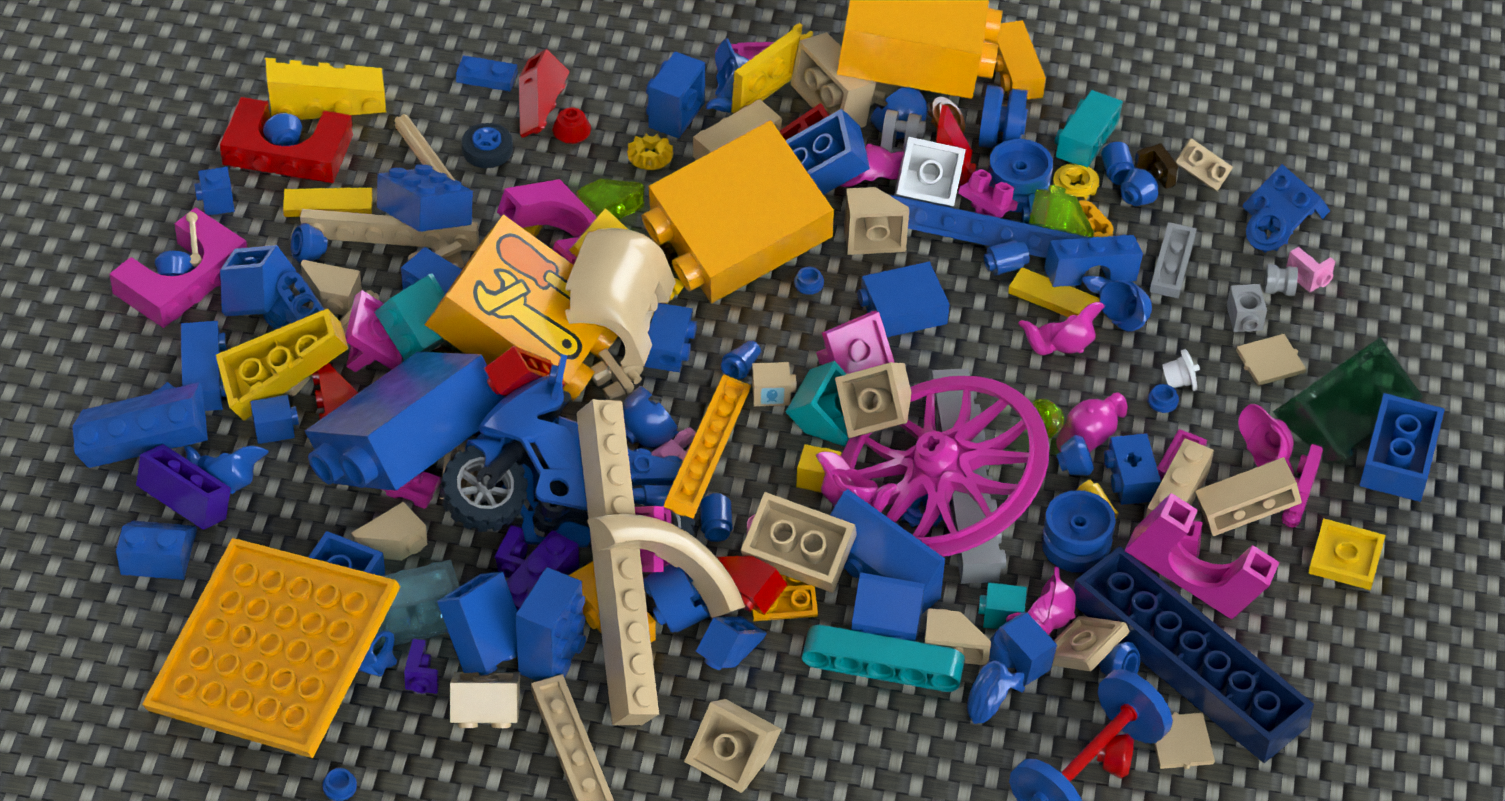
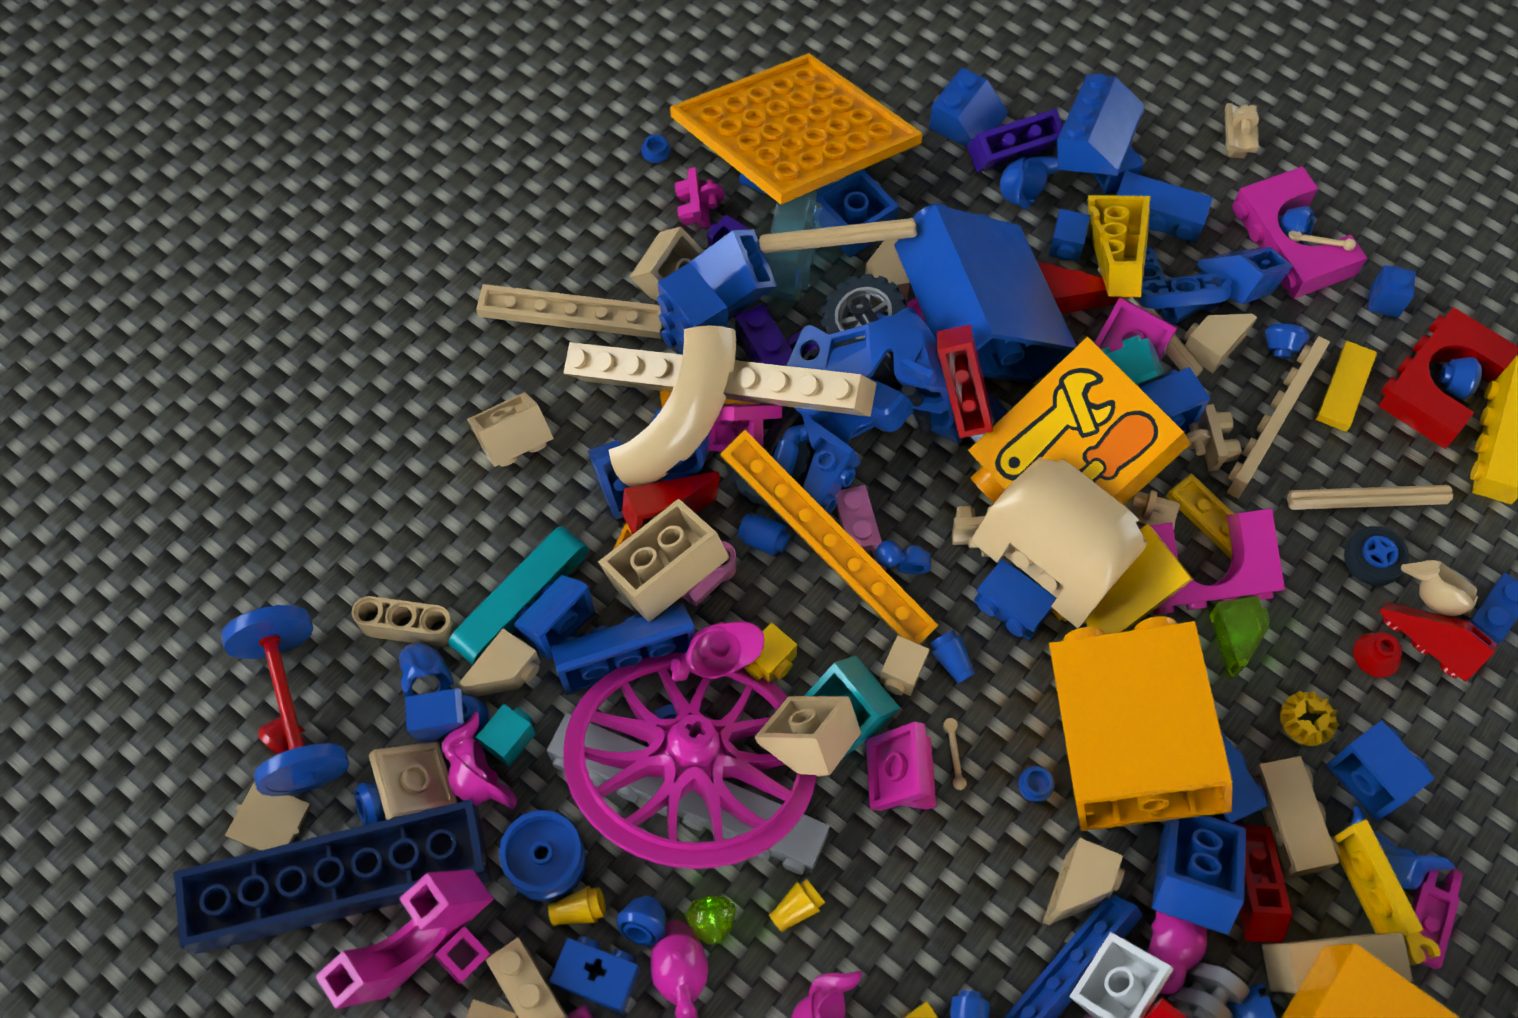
camera: 120 degrees right, 15 degrees up
(76, 333) = (1241, 130): none -> tan hips
(376, 723) = (702, 197): none -> dark pink hips
(384, 659) = (759, 208): blue piece -> none
(418, 524) = (838, 235): none -> tan axle
(424, 198) = (1293, 439): blue brick -> none
(502, 93) = (1443, 588): none -> tan piece
(646, 420) = (911, 522): blue cylinder -> none
(683, 415) = (910, 561): none -> blue plate
(796, 347) = (950, 726): none -> tan hinge
(905, 298) = (958, 865): blue brick -> none
(967, 738) = (392, 611): none -> tan beam
(995, 371) = (797, 905): none -> yellow cone

